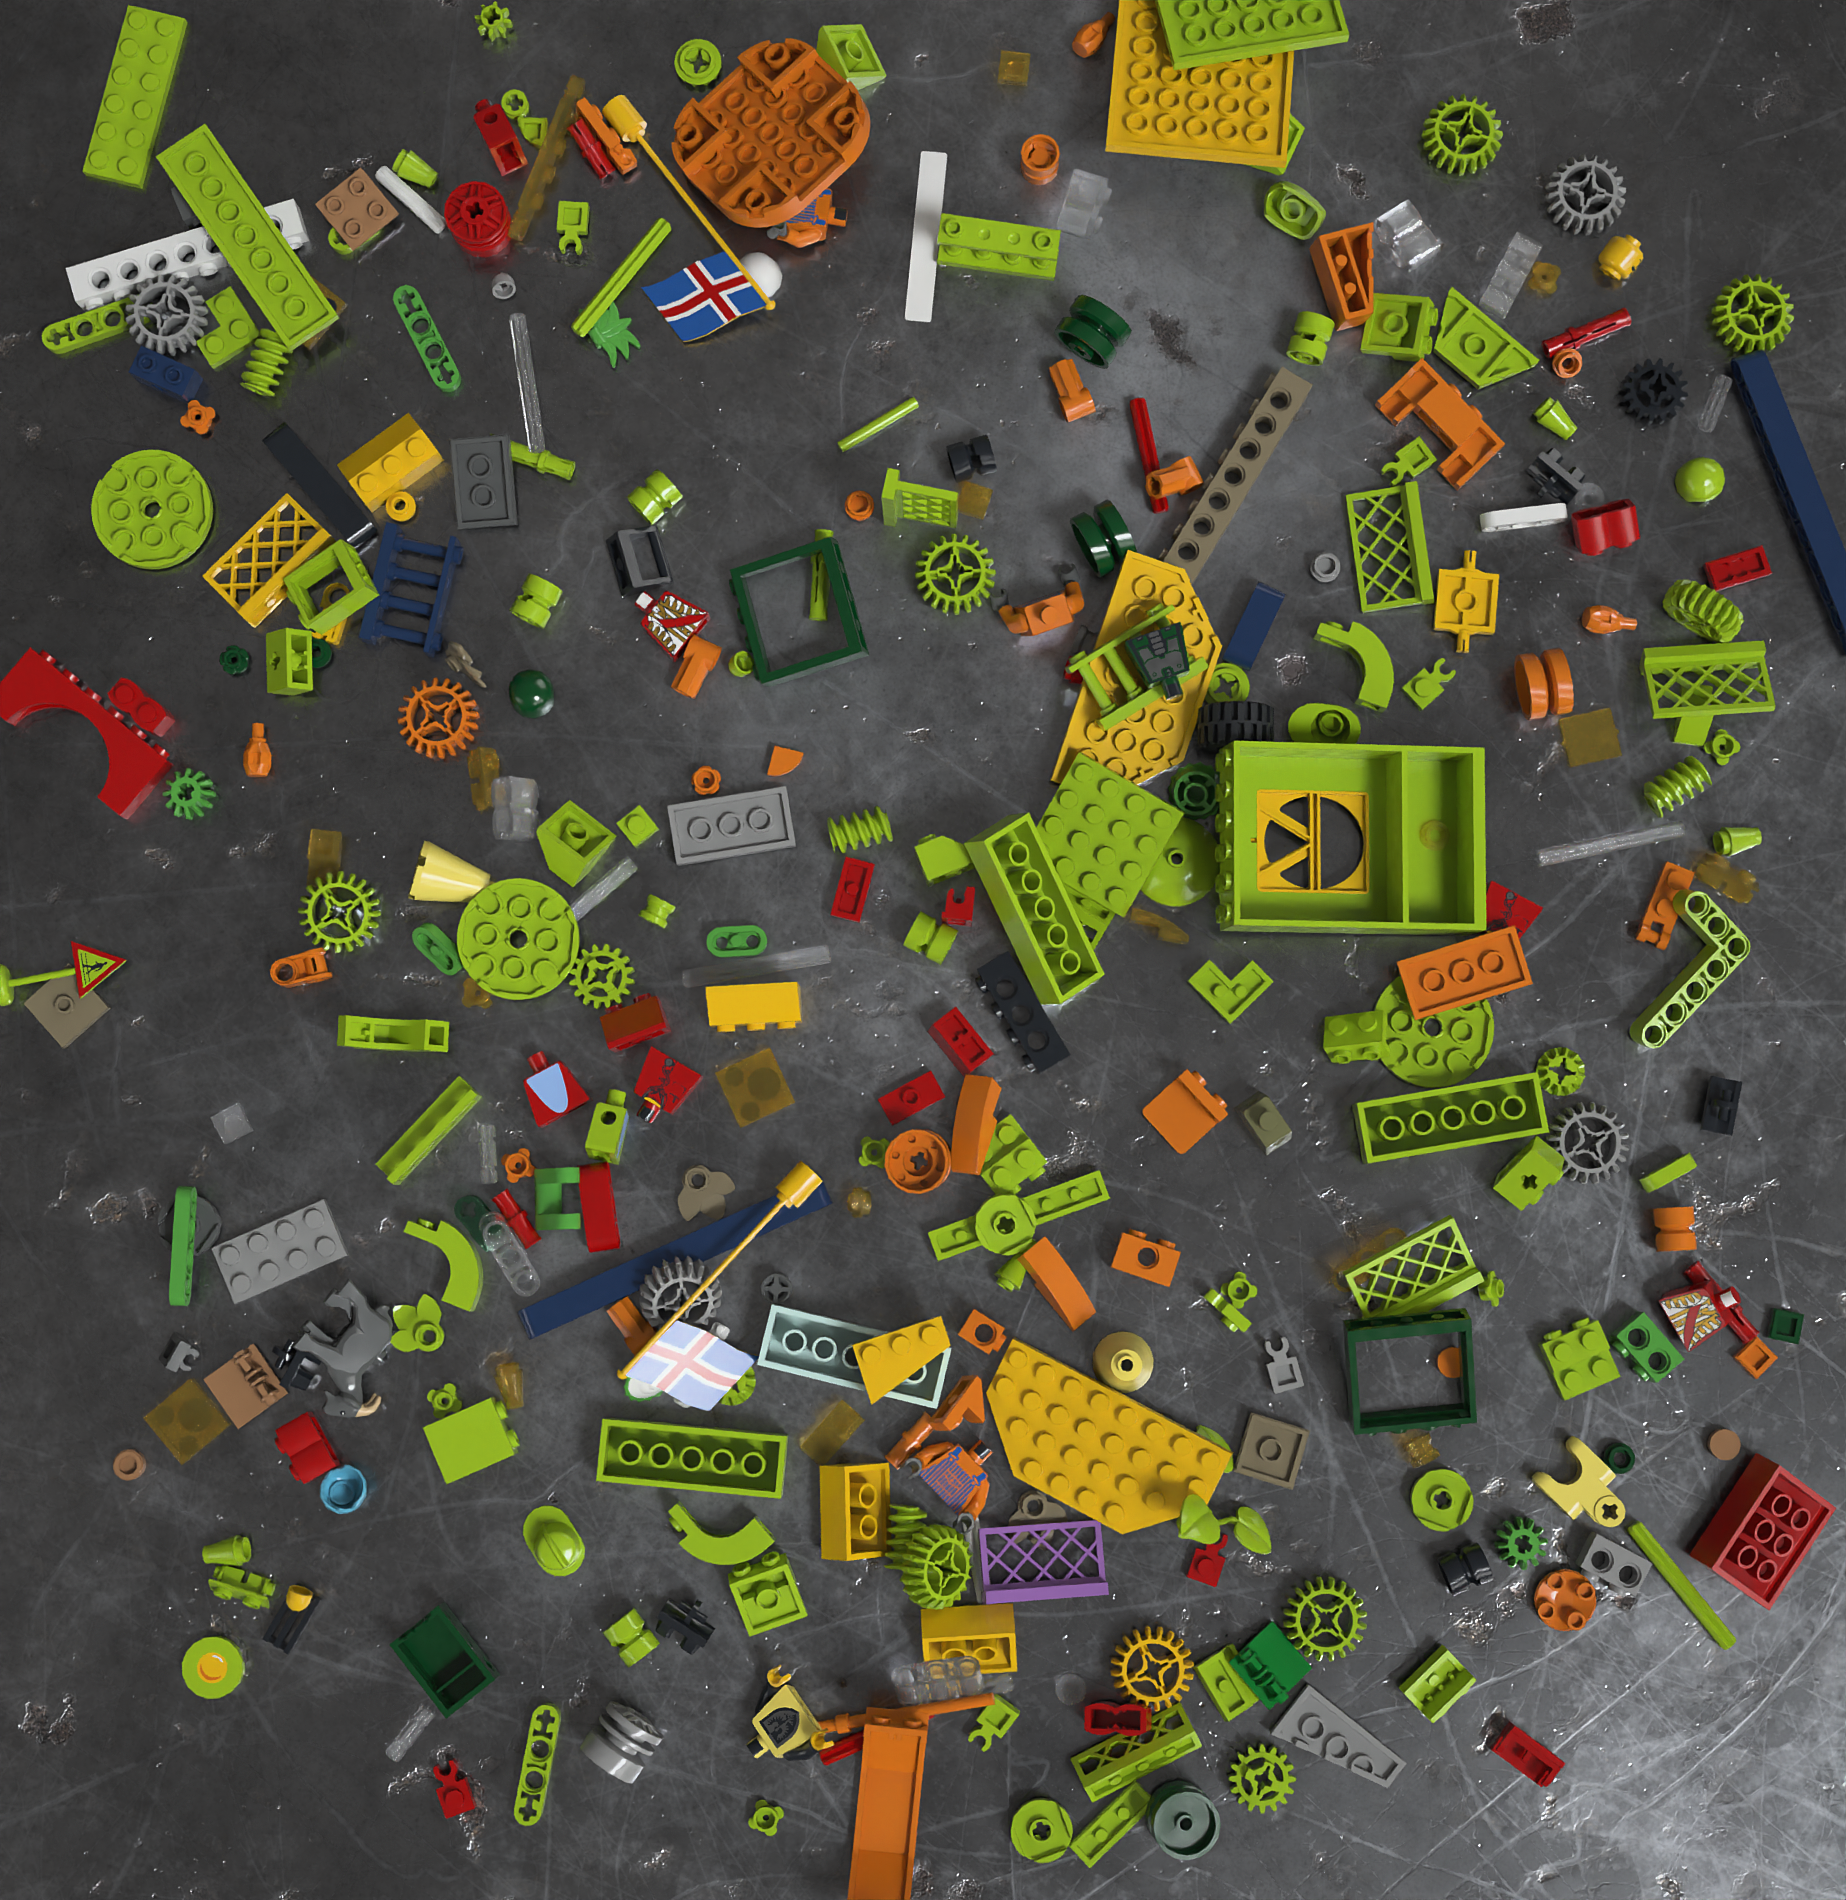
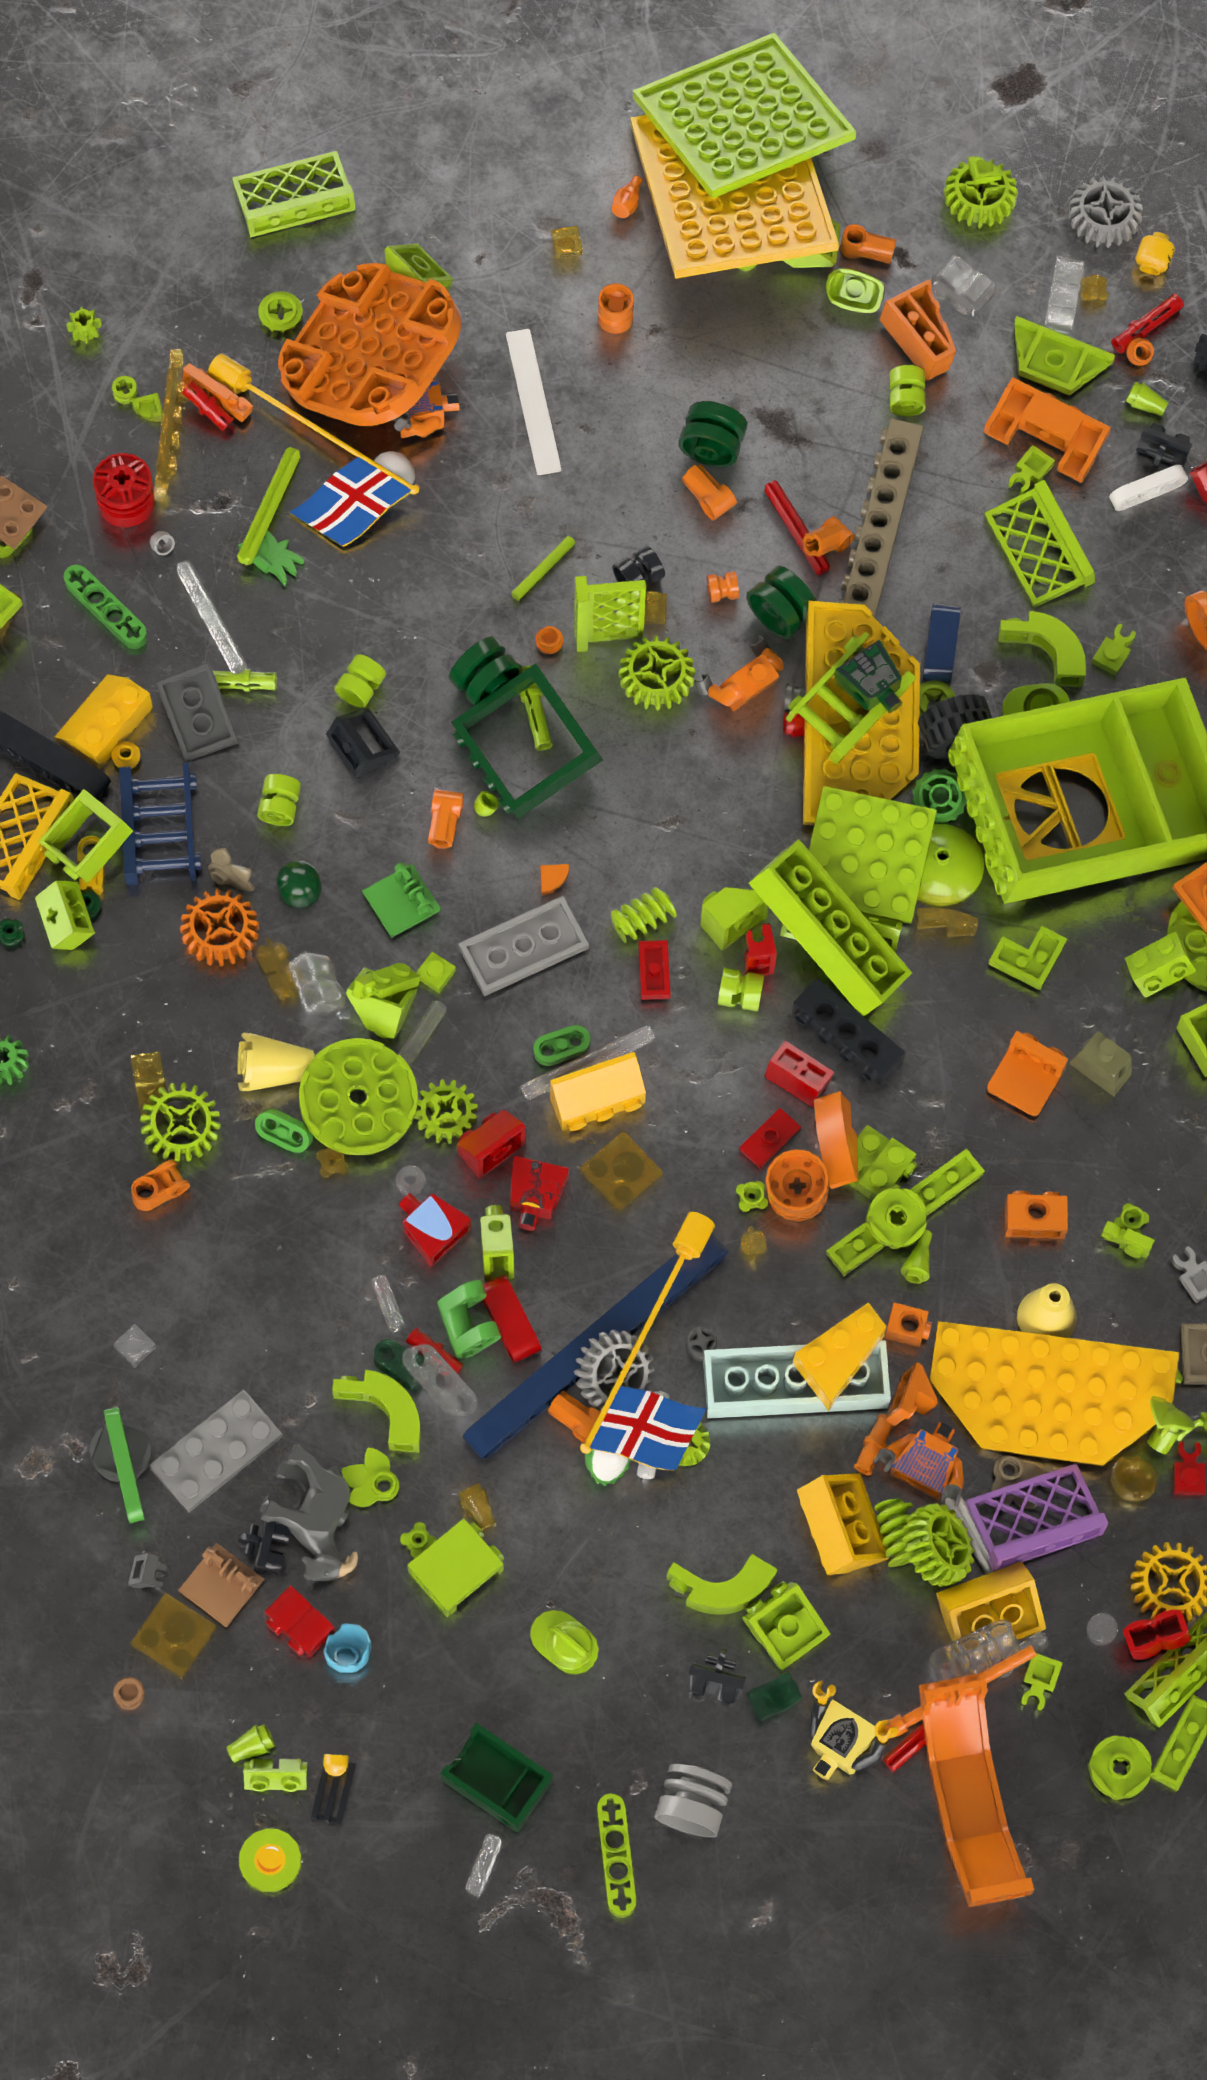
camera: 25 degrees left, 15 degrees down
(257, 753) = (57, 1007): orange piece -> none
(393, 1034) = (267, 1219): lime arch -> none
(411, 199) = (53, 493): white axle -> none
(413, 168) = (49, 466): lime cone -> none
(428, 1130) = (325, 1297): lime fence -> none
(455, 1794) = (544, 1909): red plate -> none
(499, 137) = (114, 410): red torso -> none
(515, 1173) = (420, 1296): orange plate -> none
(556, 1036) = (415, 1187): none -> clear plate
(572, 222) = (210, 473): lime plate -> none
(580, 828) = (386, 982): none -> lime hinge
(627, 740) = (401, 899): none -> bright green hinge
(631, 1638) = (669, 1704): lime wheel -> none
(656, 911) = (478, 1039): lime wheel -> none
(671, 621) = (410, 784): torso -> none
(692, 1457) = (674, 1517): lime brick -> none
(702, 773) = (486, 906): orange plate -> none
(706, 1197) = (607, 1282): dark tan plate -> none
(733, 1660) = (774, 1696): none -> clear green bracket
(767, 1826) = (860, 1831): lime plate -> none
(779, 526) = (484, 669): none -> dark green wheel
(831, 1433) = (797, 1461): clear yellow slope -> none
(998, 247) = (604, 386): lime fence -> none
(1051, 500) = (720, 586): none -> orange wheel
(1057, 1283) = (962, 1259): orange slope -> none
(1083, 203) = (666, 336): clear brick -> none
(1150, 1554) = (1133, 1479): none -> clear yellow hair
(1325, 567) = (987, 577): light grey plate -> none
(1326, 164) = (868, 245): none -> orange piece
(1400, 327) = (983, 360): lime plate -> none
(1466, 601) = (1123, 571): yellow plate -> none
(1470, 114) = (982, 170): none -> lime tile

